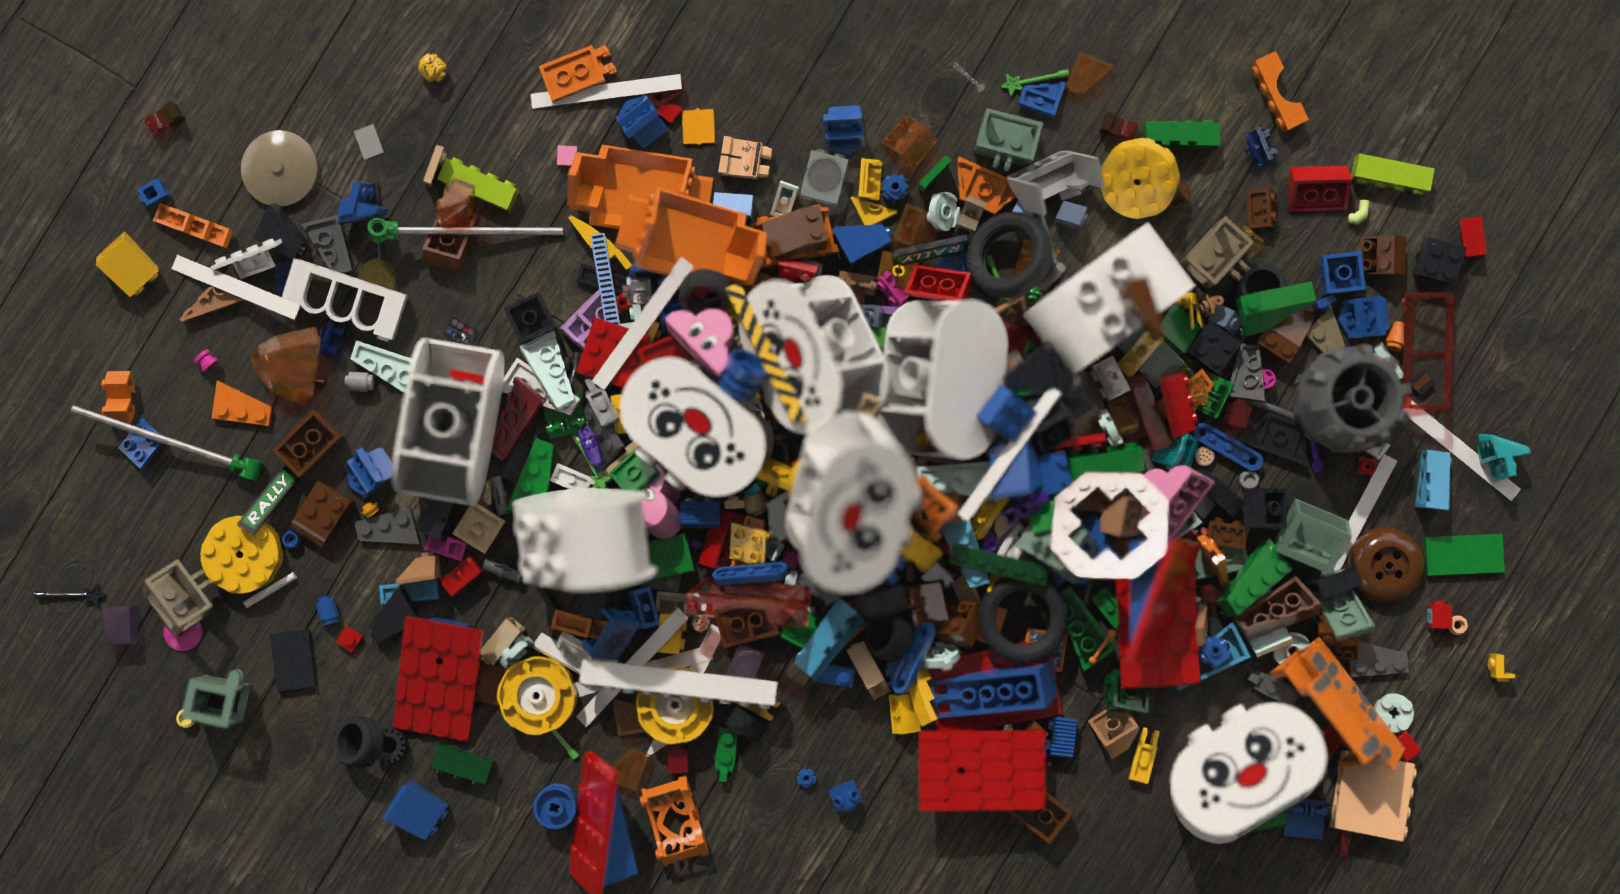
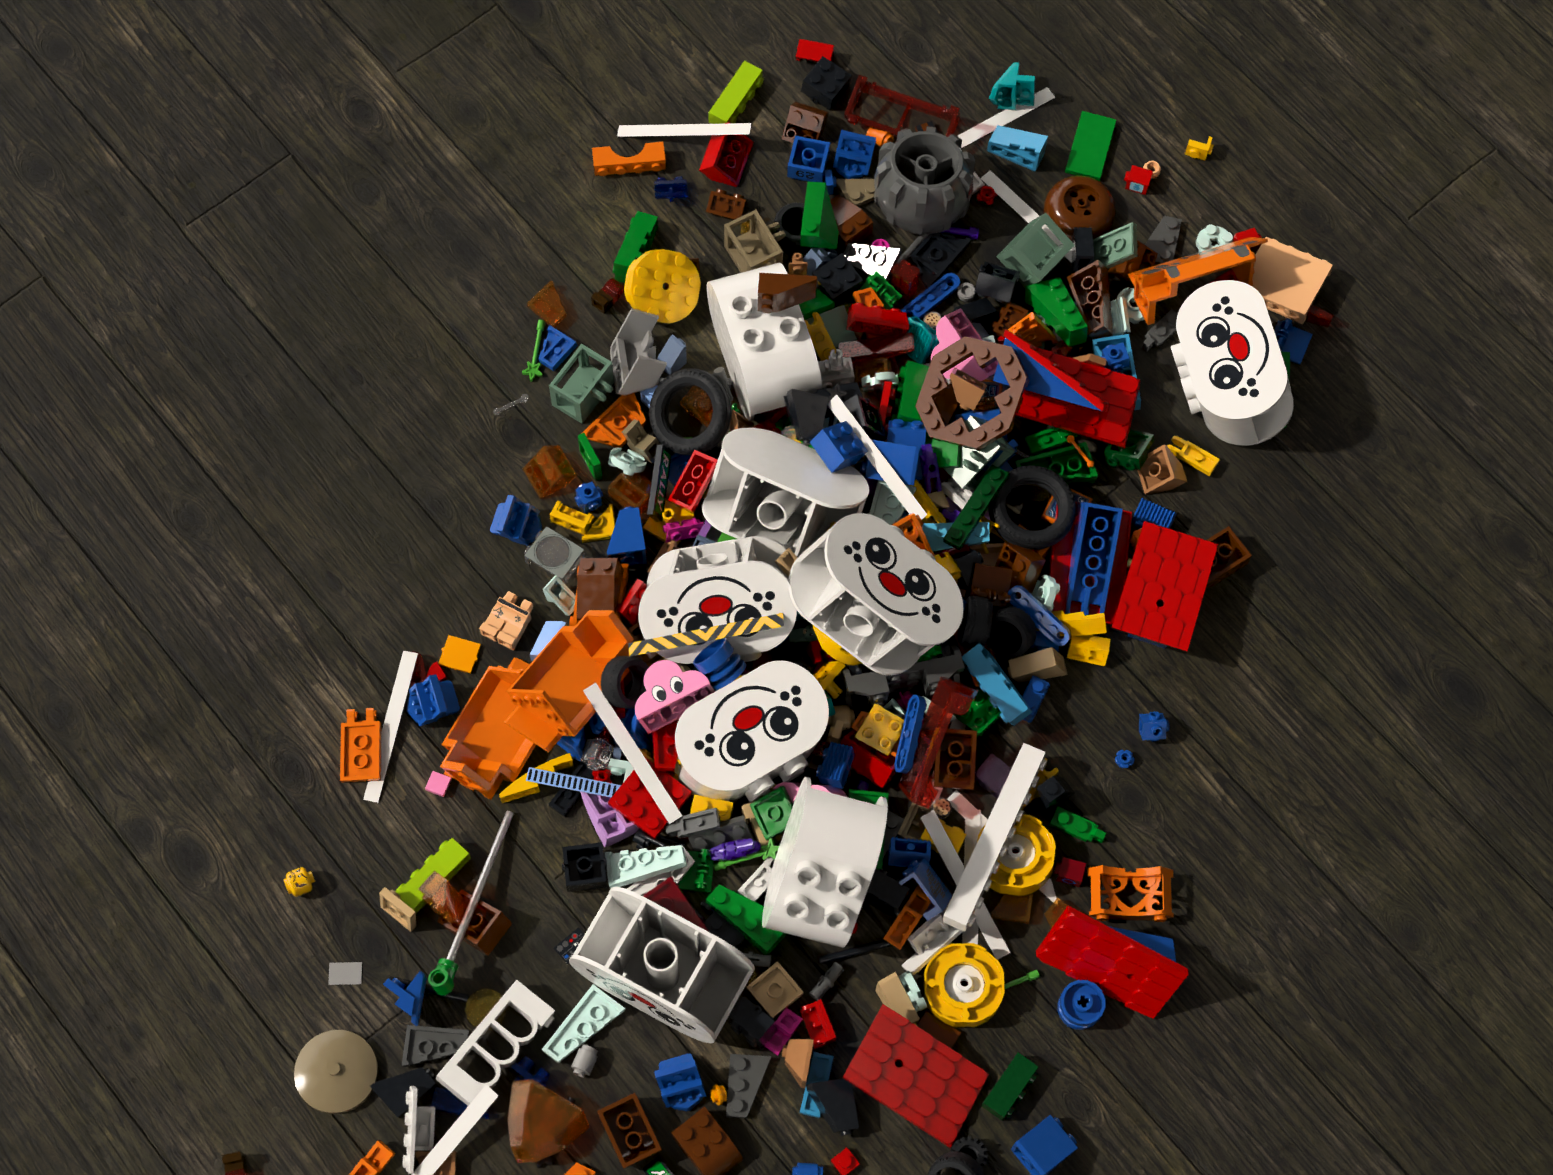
camera: 75 degrees left, 20 degrees down
(461, 376) = (622, 927): red wing -> none
(1200, 394) = (873, 299): clear yellow piece -> none
(1330, 136) = (684, 129): none -> white sticker
(1360, 215) = (762, 130): yellowish green arm -> none

